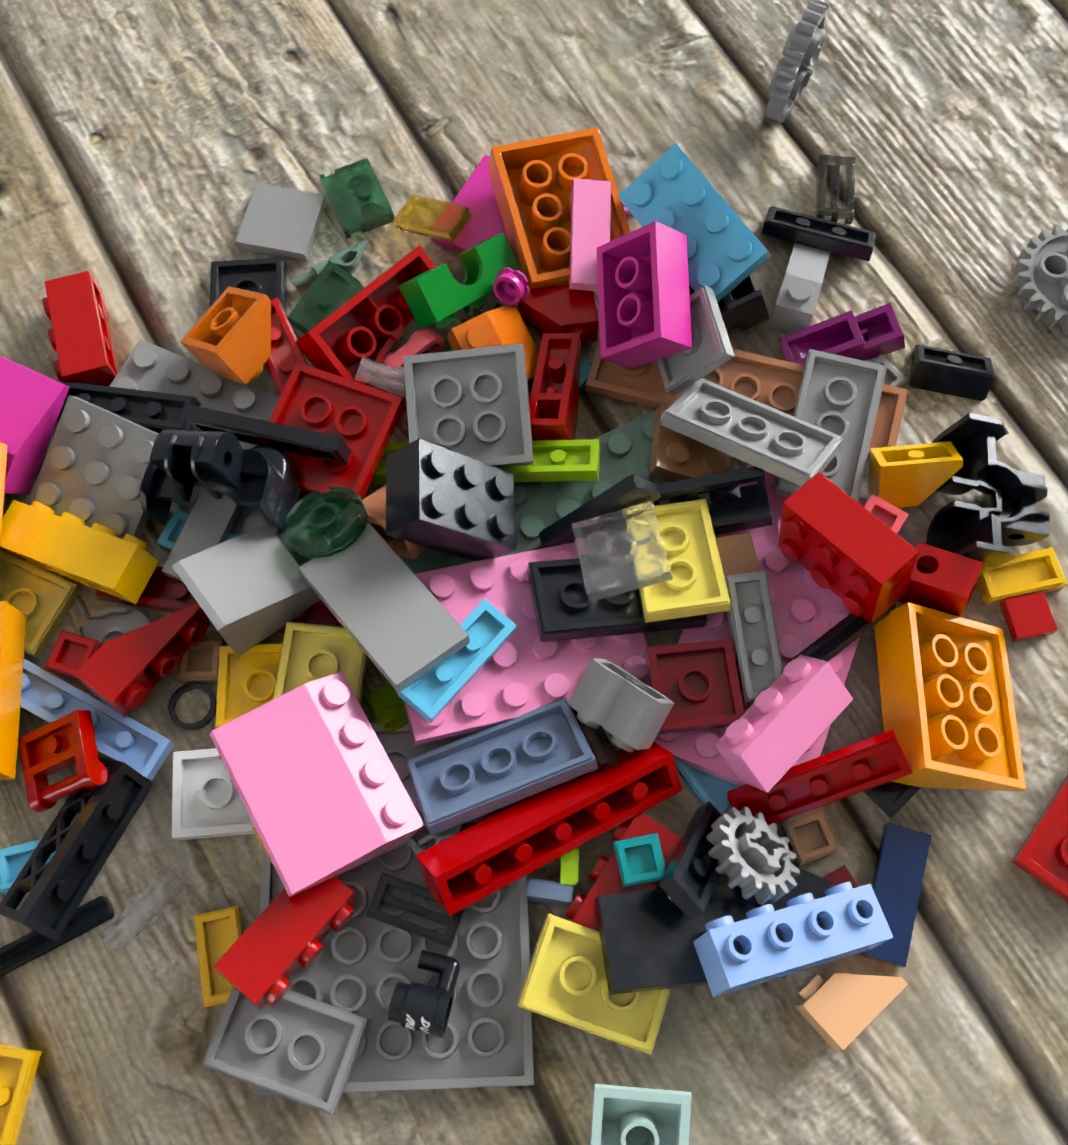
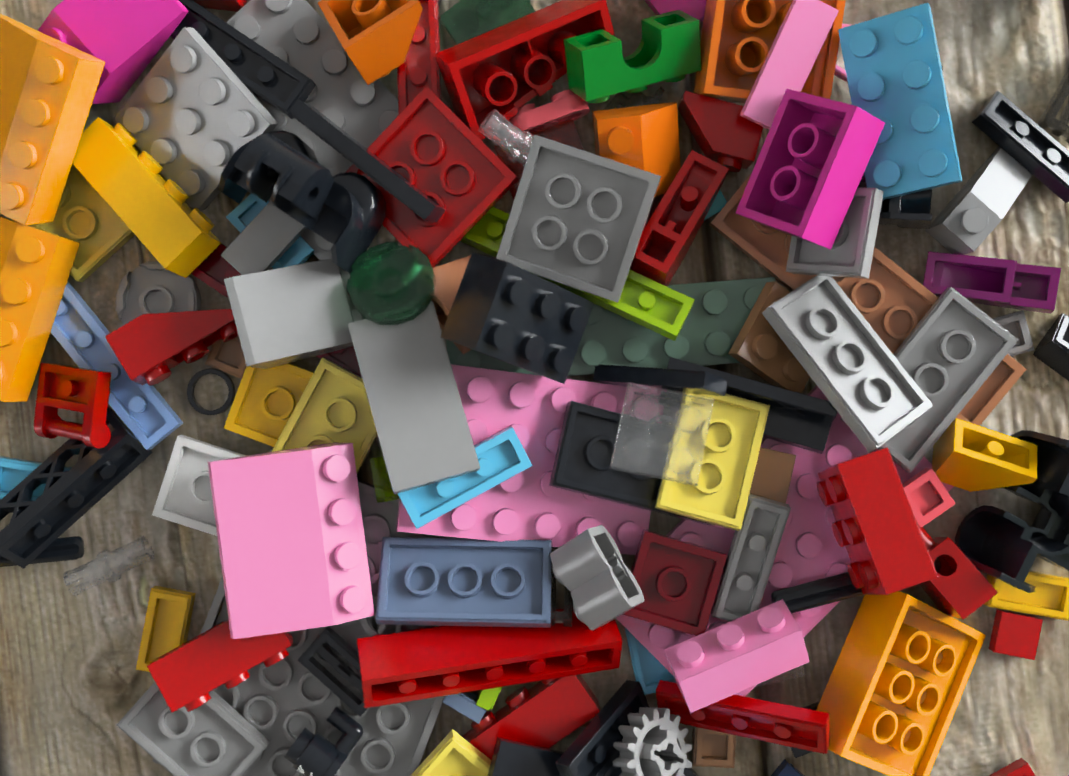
camera: 15 degrees right, 20 degrees up
(71, 653) = (113, 302): red tile -> none
(505, 291) = (680, 88): dark pink plate -> none
(639, 860) = (553, 717): teal tile -> none

